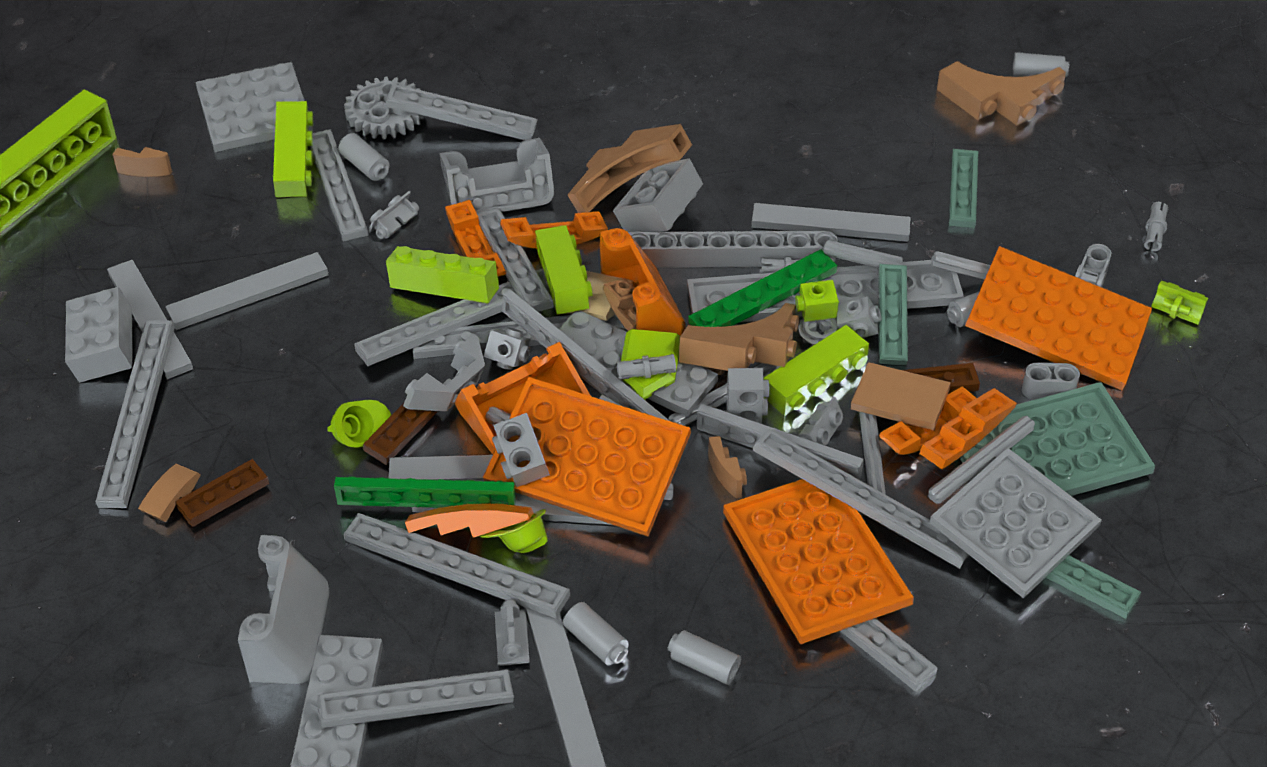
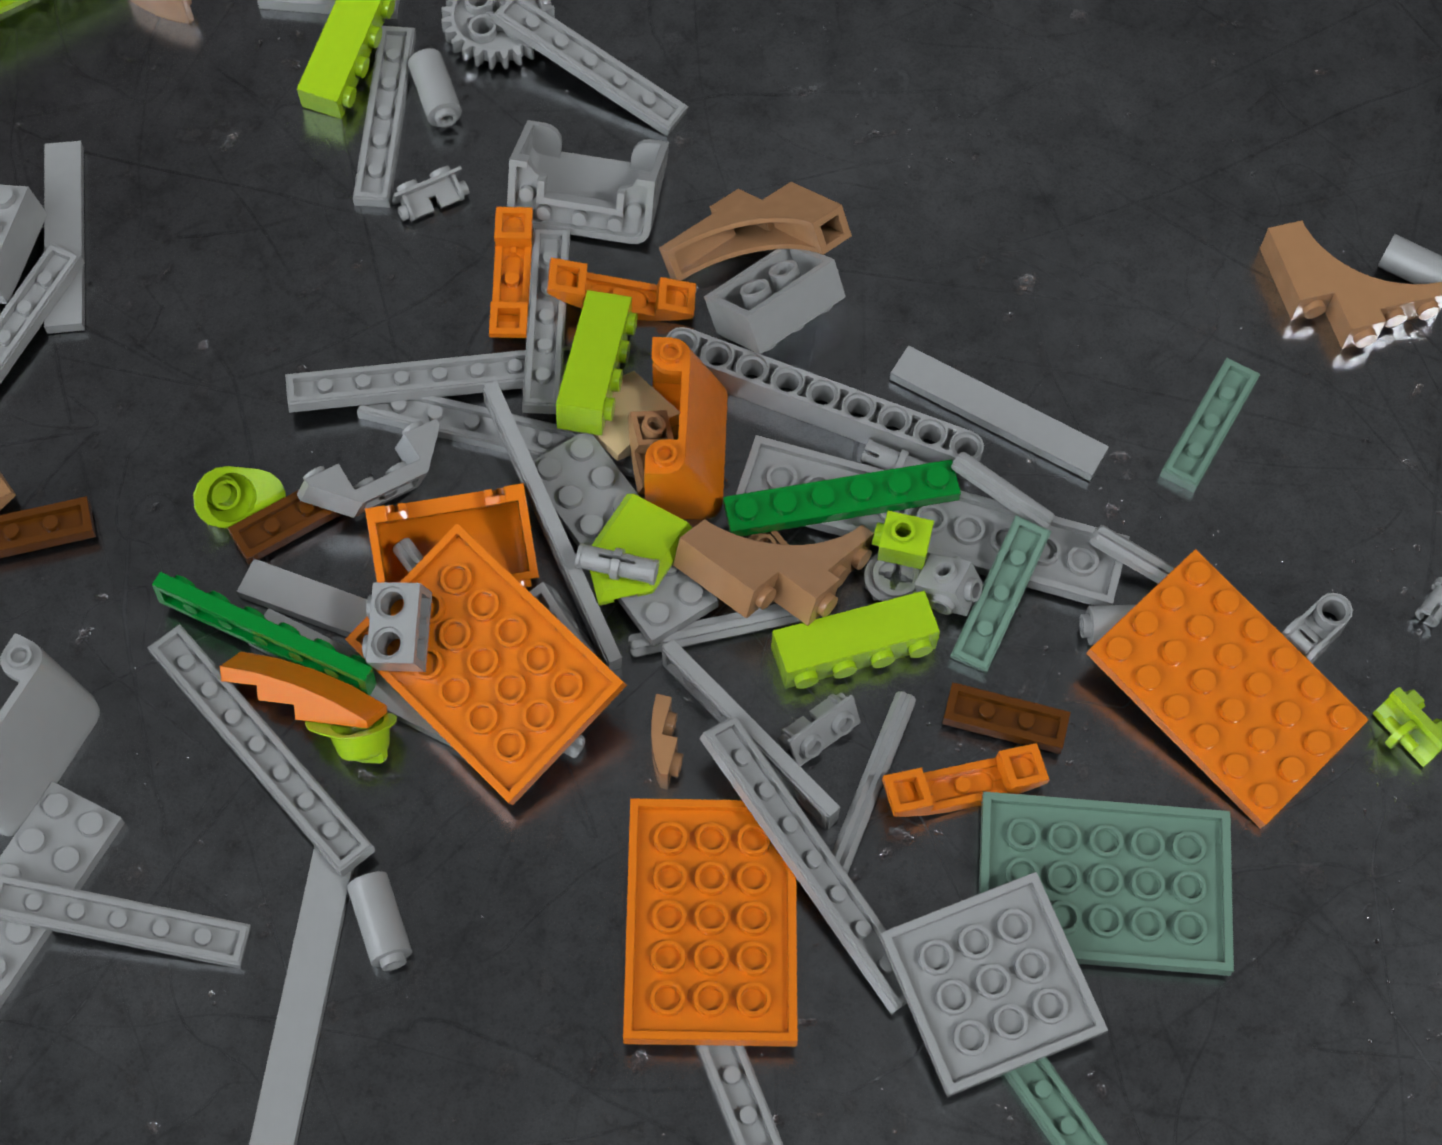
camera: 20 degrees right, 15 degrees up
(246, 290) = (199, 238): light grey tile -> none
(442, 274) = (441, 312): lime brick -> none
(507, 348) = (472, 453): light grey brick -> none
(511, 634) = (279, 877): light grey hinge -> none
(704, 656) = (496, 1009): light grey brick -> none
(746, 393) = (734, 651): light grey brick -> none
(900, 396) = (942, 728): medium nougat tile -> none
(967, 429) = (1004, 815): orange slope -> none
(980, 460) = (998, 869): light grey axle -> none
(1049, 379) = (1163, 774): light grey beam -> none

